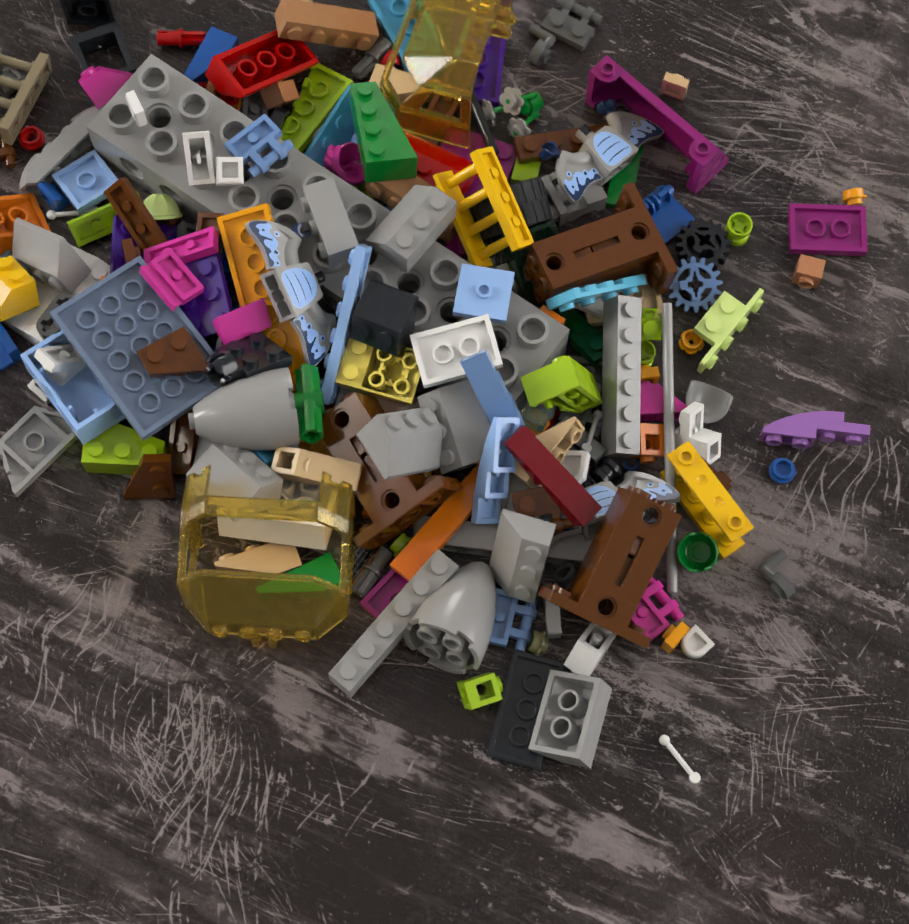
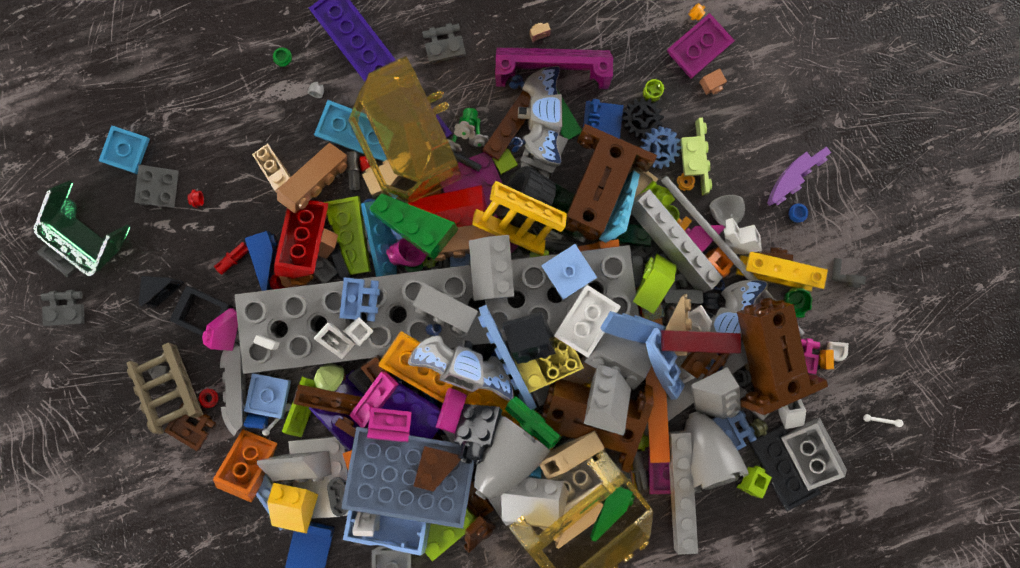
camera: 45 degrees left, 15 degrees up
(540, 51) = (446, 79): dark grey plate -> none
(597, 415) = (693, 300): light grey hinge -> none

